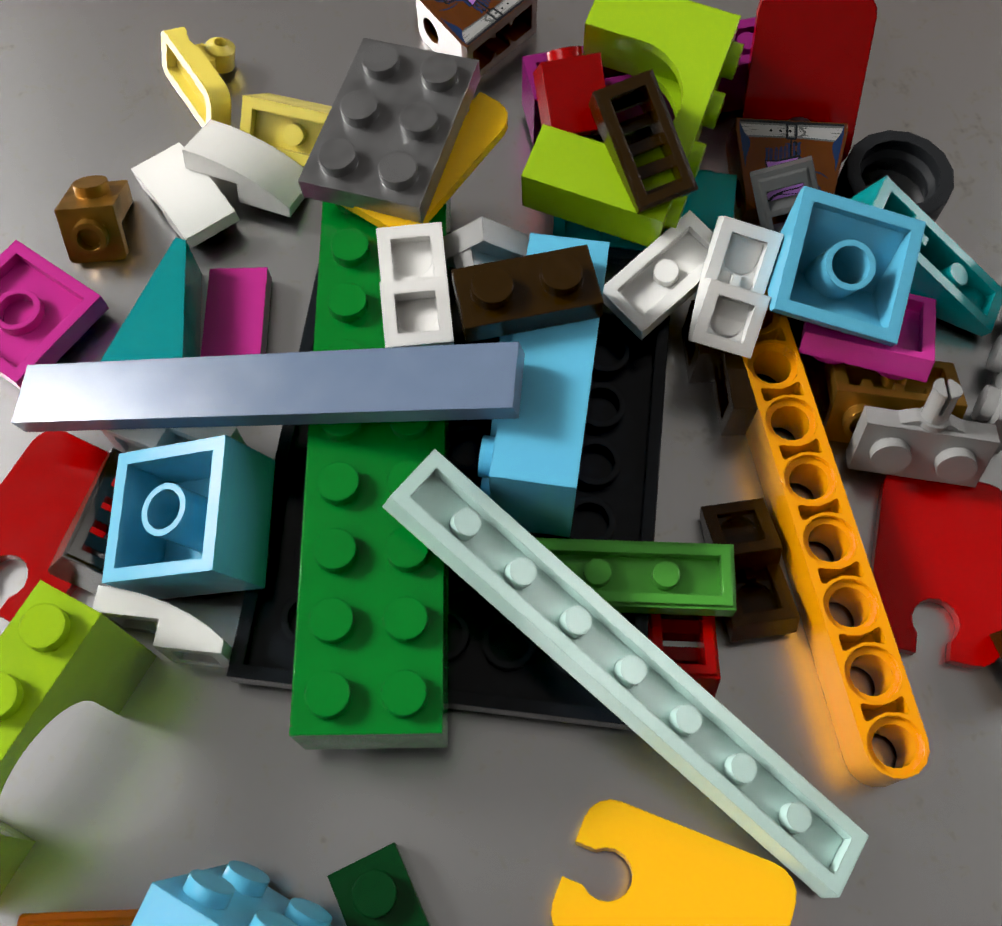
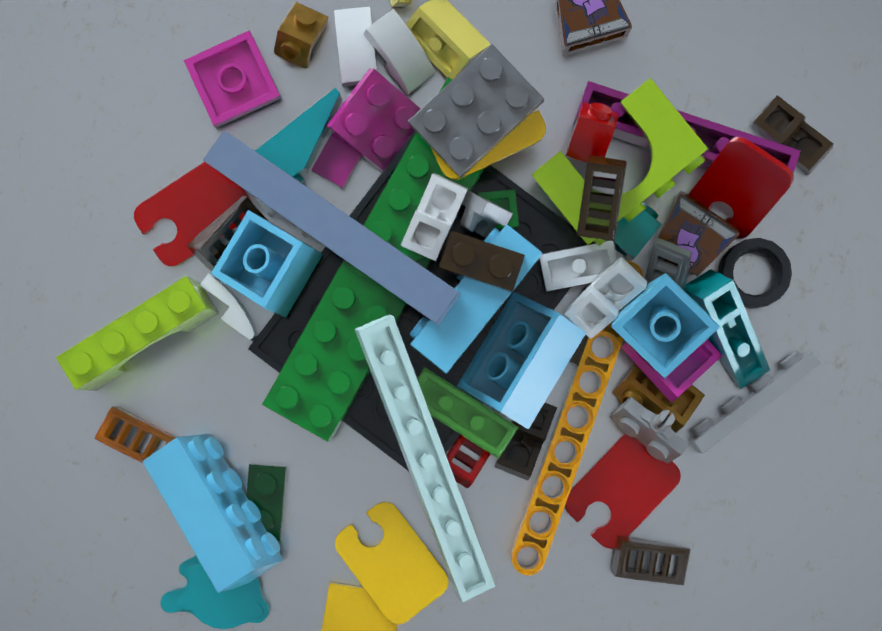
camera: 30 degrees right, 20 degrees up
(258, 257) = (374, 119): none -> dark pink plate
(672, 440) = (521, 359): none -> medium azure slope

